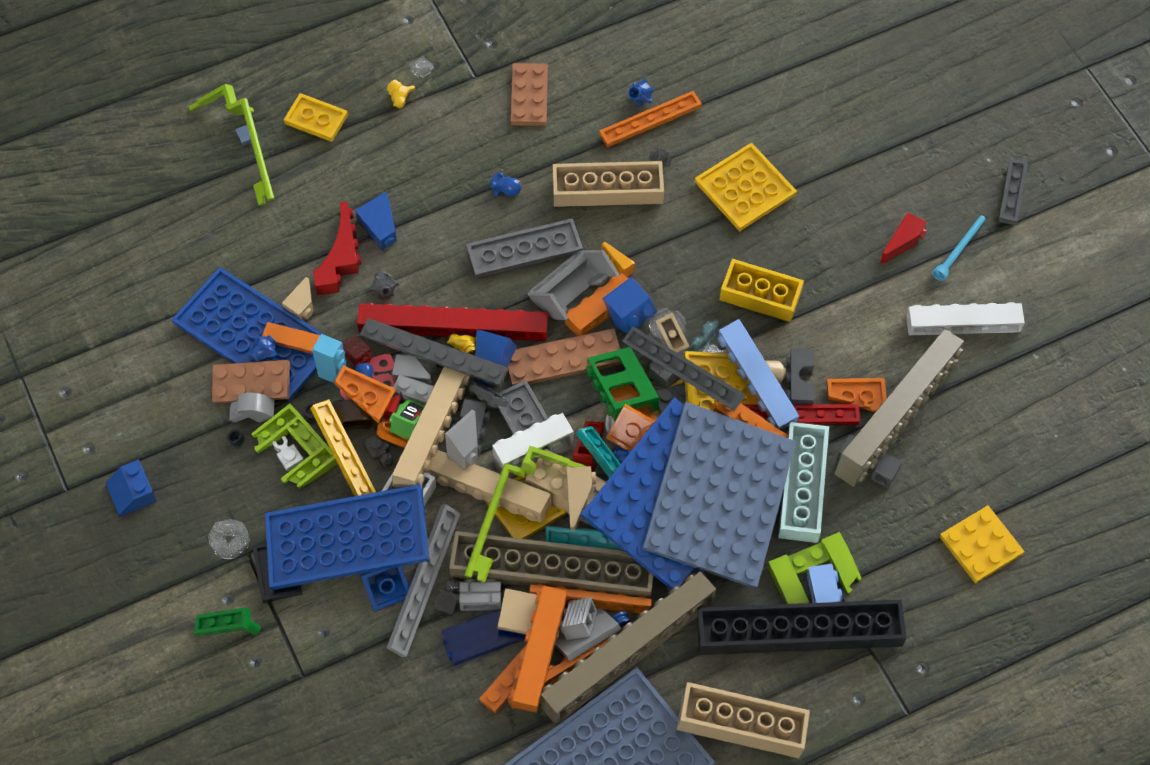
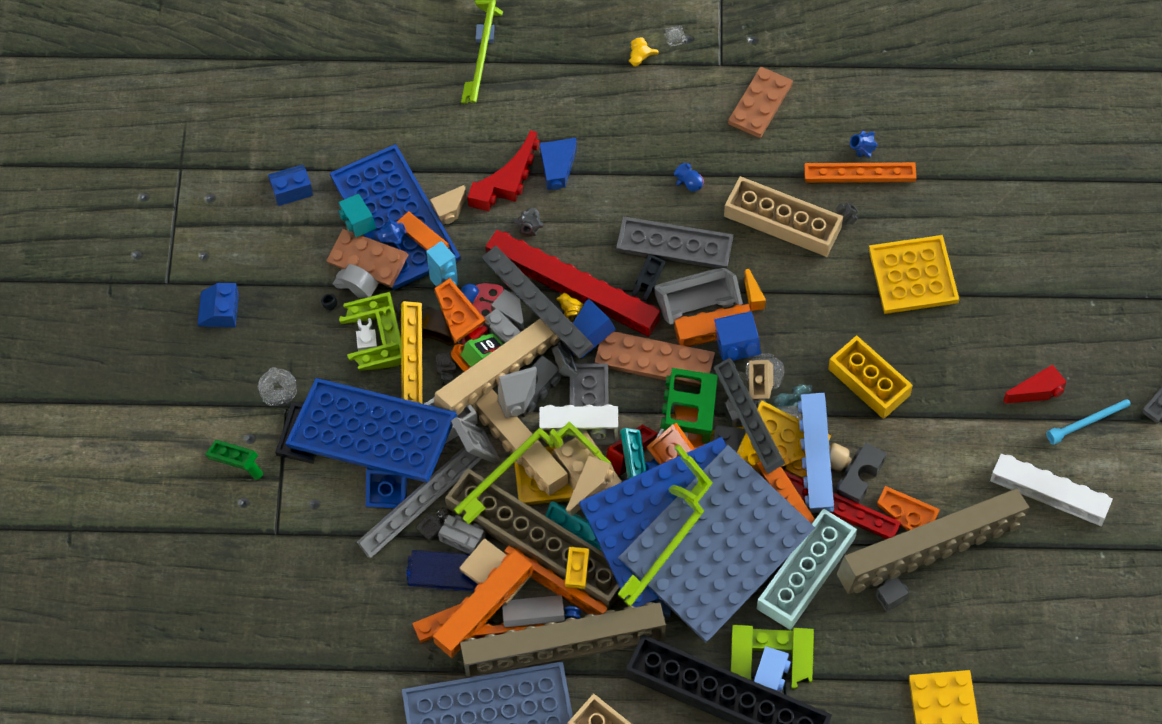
camera: 30 degrees right, 0 degrees up
(139, 346) = (290, 185): none -> blue slope
(221, 346) = (356, 215): none -> teal brick
(316, 117) = (553, 43): yellow plate -> none
(357, 350) = (474, 271): clear red brick -> none
(448, 502) = (475, 440): none -> light grey tile
(518, 287) = (649, 275): none -> black hinge
(578, 619) = (534, 595): light grey brick -> none
(607, 575) = (577, 567): none -> yellow plate
(684, 463) = (633, 586): none -> lime piece

